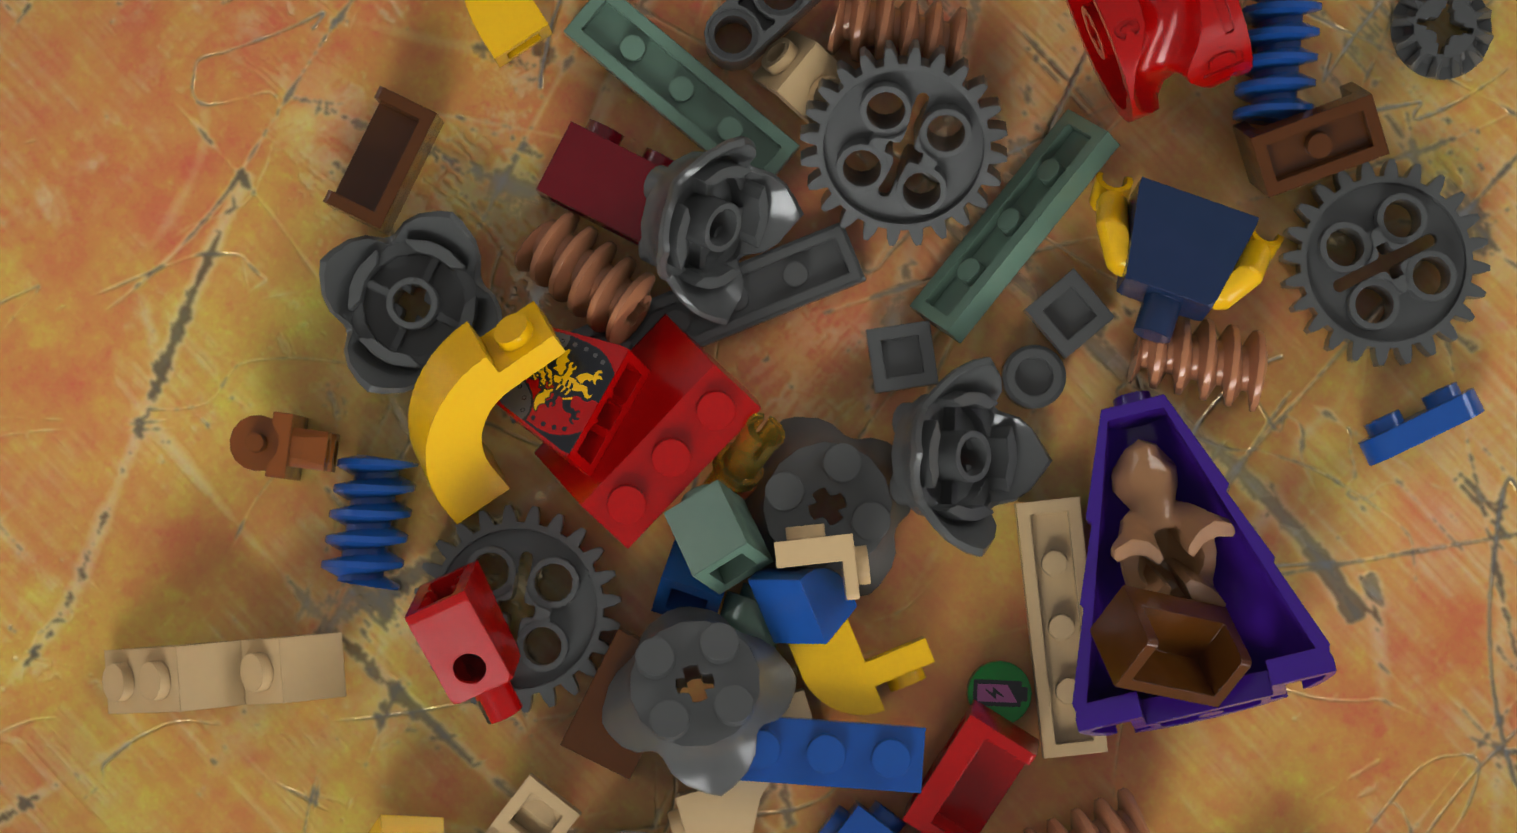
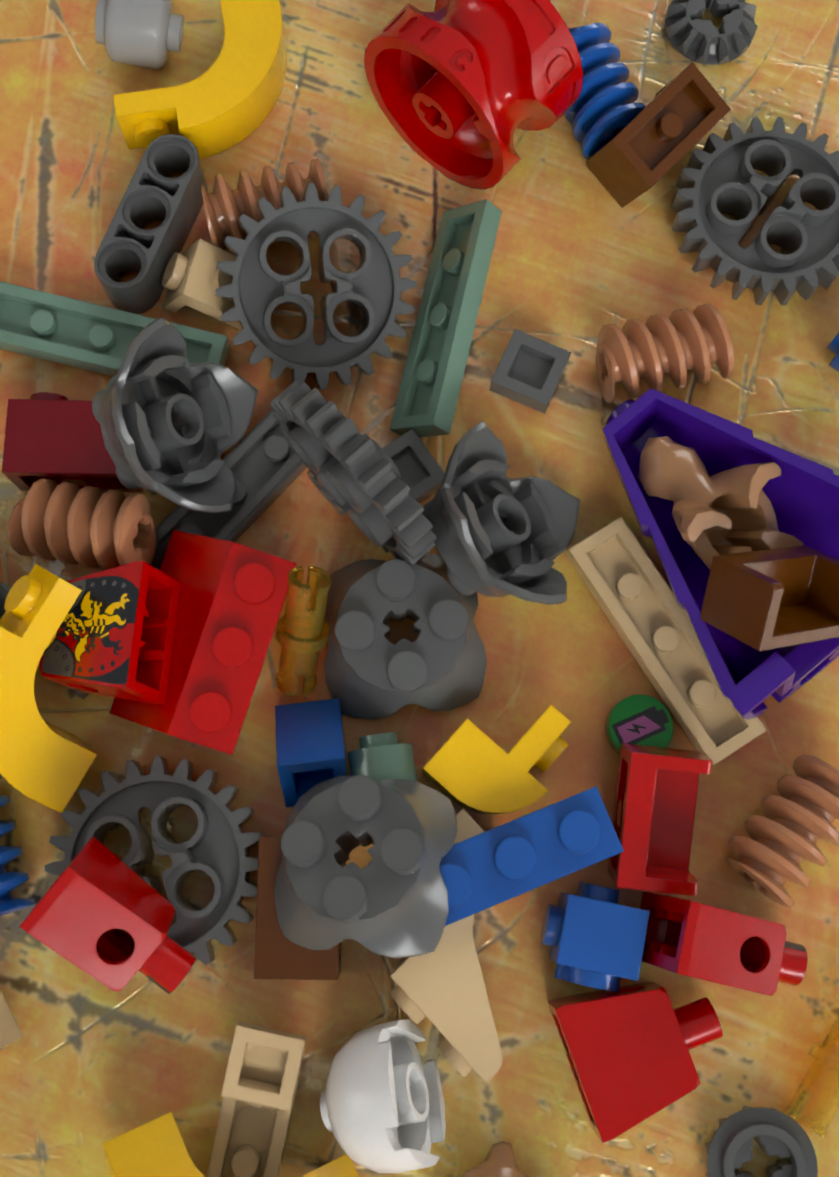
camera: 30 degrees left, 10 degrees down
(717, 536) = (311, 701): sand green brick -> none
(801, 603) = (421, 725): blue brick -> none
(811, 546) = (405, 663): tan bracket -> none
(848, 353) = (353, 473): none -> dark grey gear
(1033, 377) = (528, 440): dark grey tile -> none
(1177, 252) = (596, 262): dark blue torso -> none

